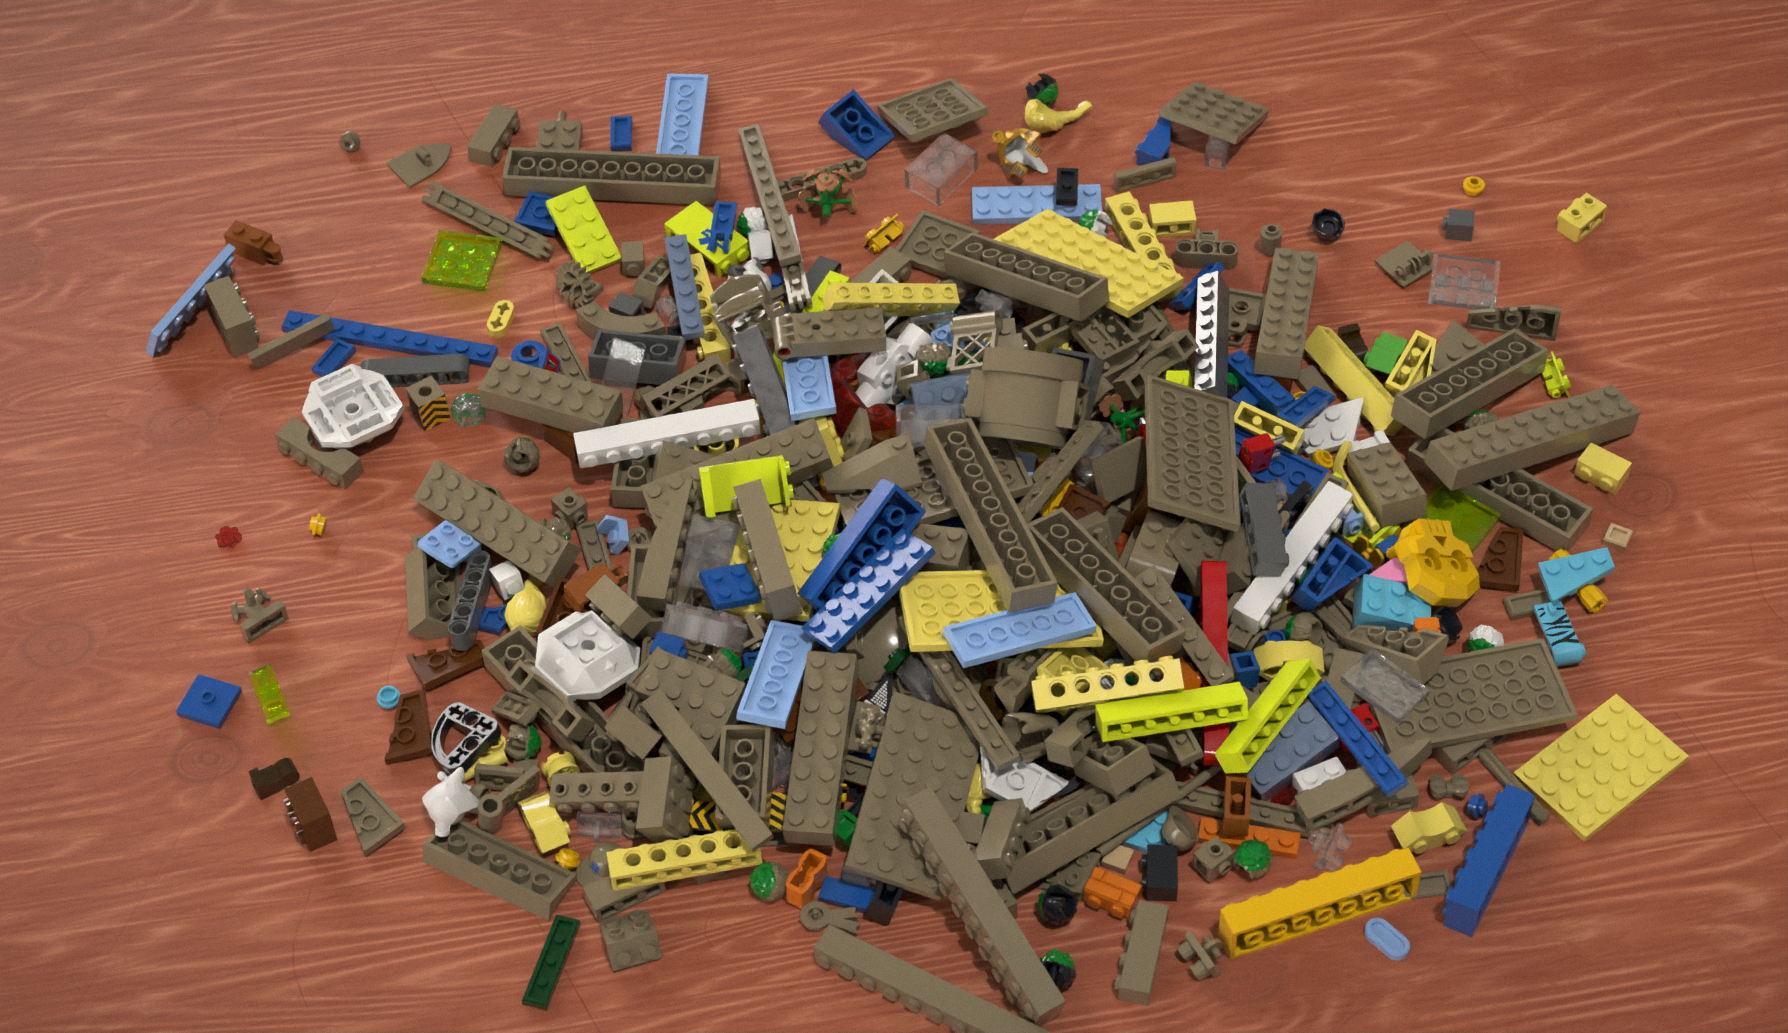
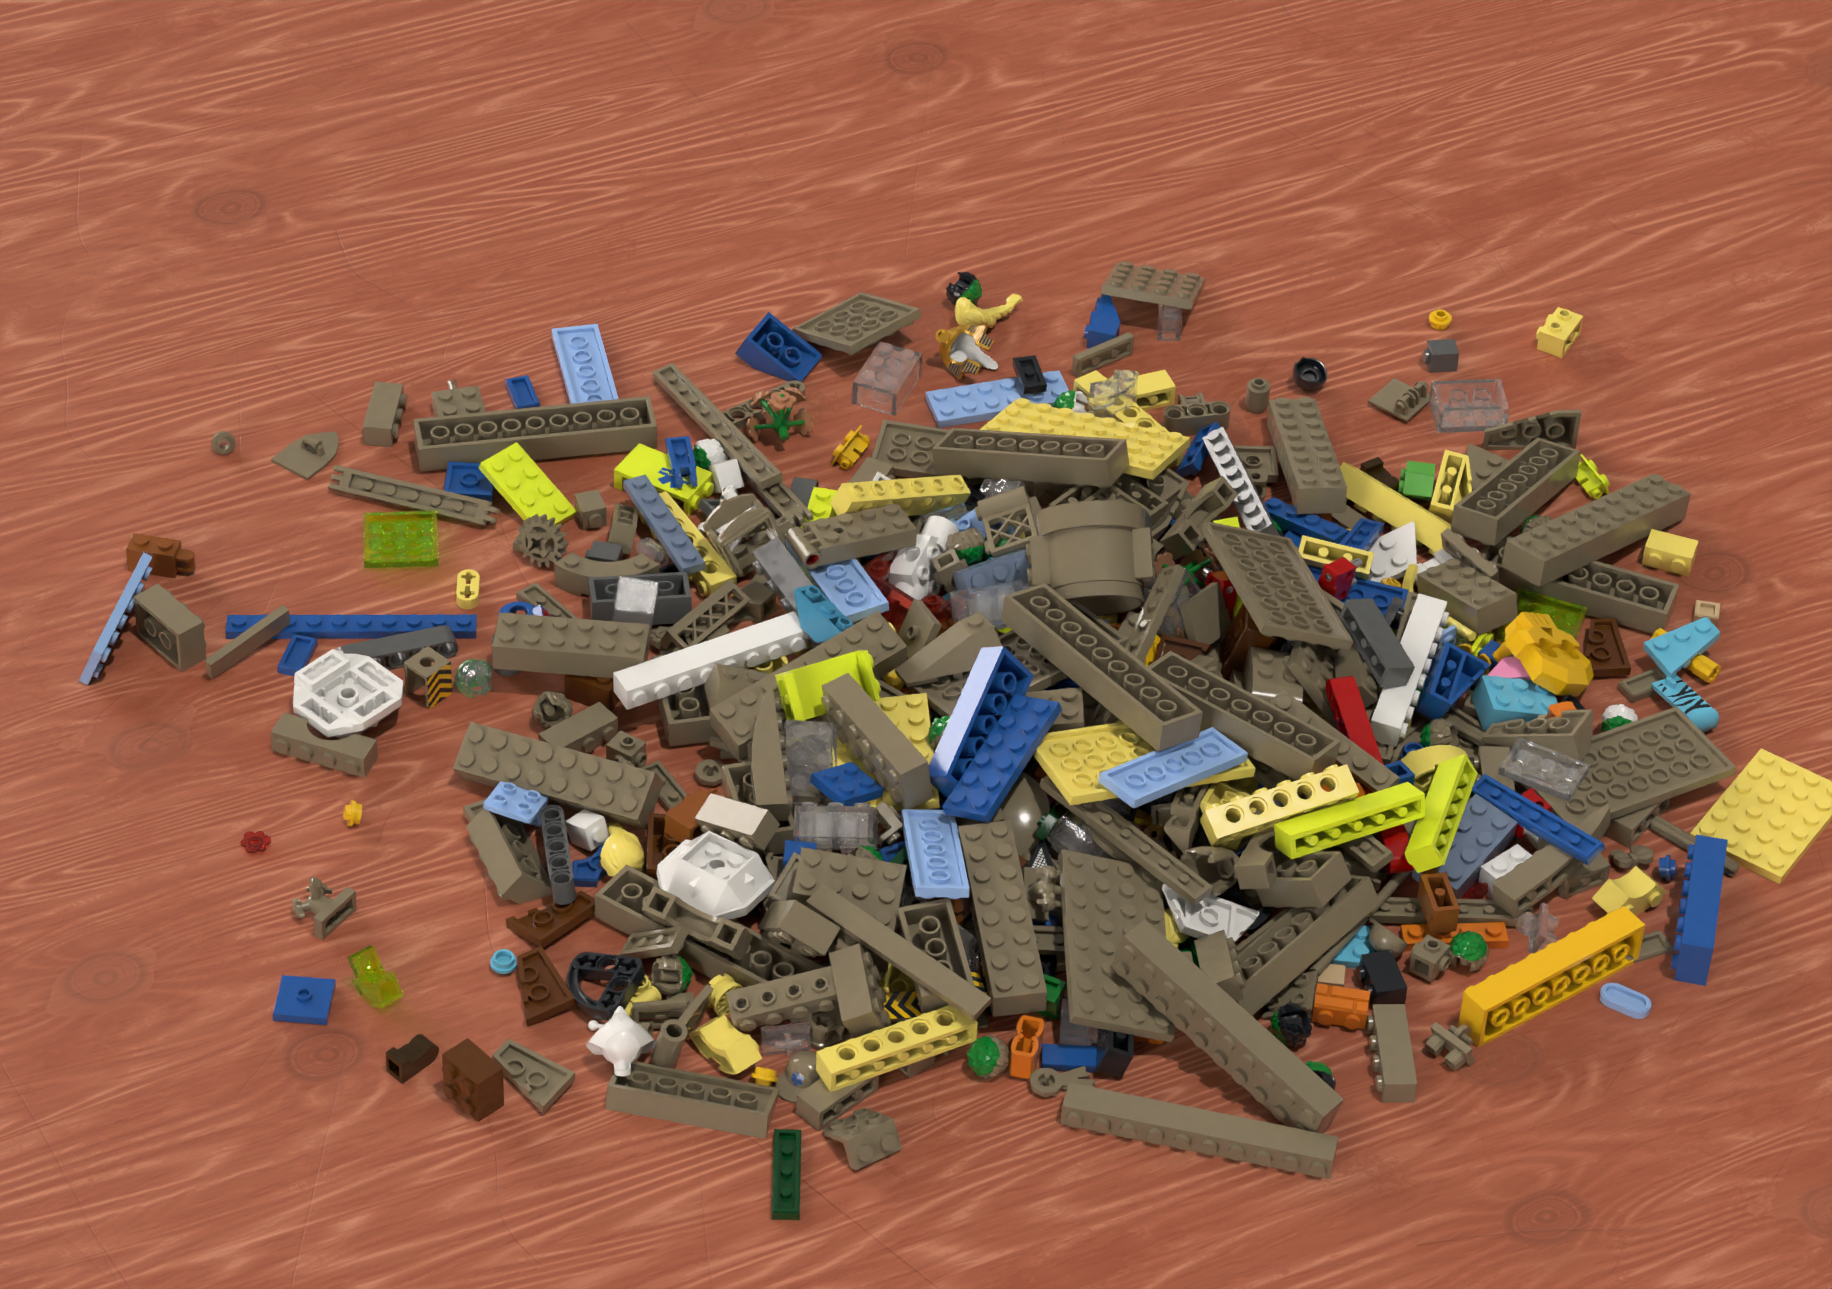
camera: 20 degrees left, 10 degrees down
(537, 481) = (583, 730): none -> dark tan brick
(617, 532) = (686, 768): light blue bracket -> none
(769, 408) = (819, 615): none -> dark azure slope
(1130, 221) = (1113, 394): none -> clear brick
(1401, 445) = (1459, 549): none -> dark tan plate

